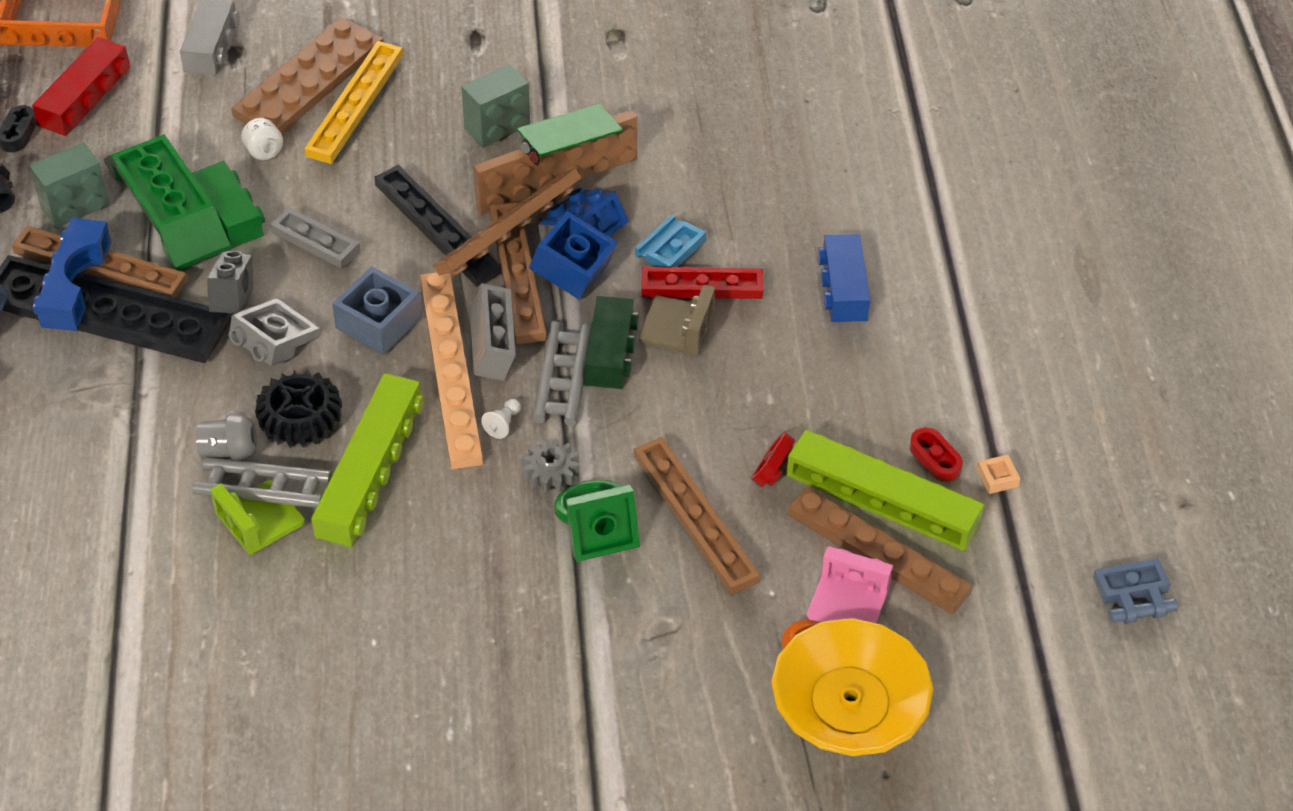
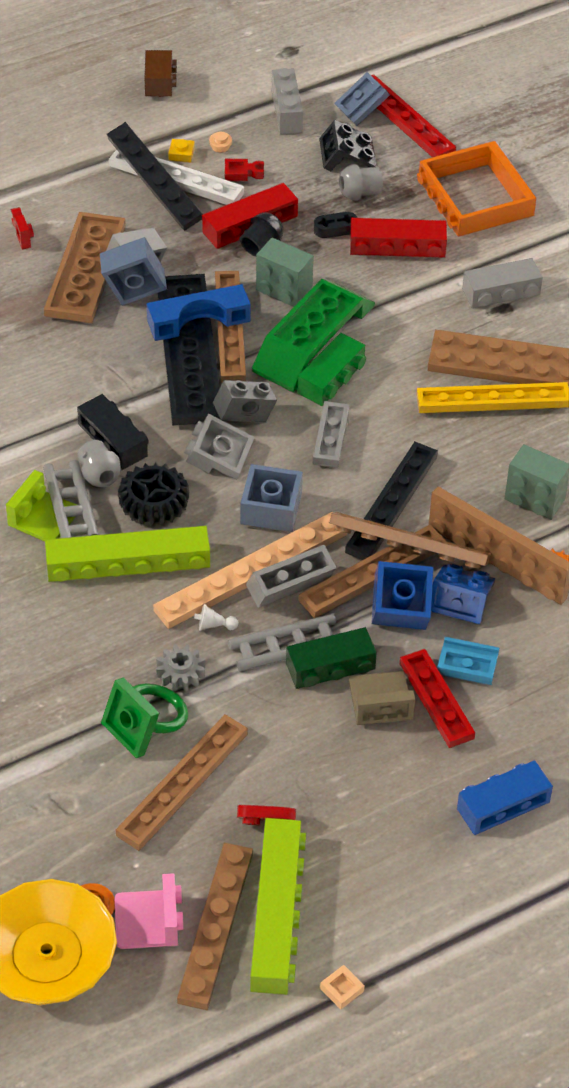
camera: 65 degrees right, 0 degrees up
(178, 412) = (106, 423): none -> black brick
(262, 139) = (411, 359): white head -> none
(566, 131) = (513, 529): piece -> none
(938, 456) = (337, 934): red plate -> none

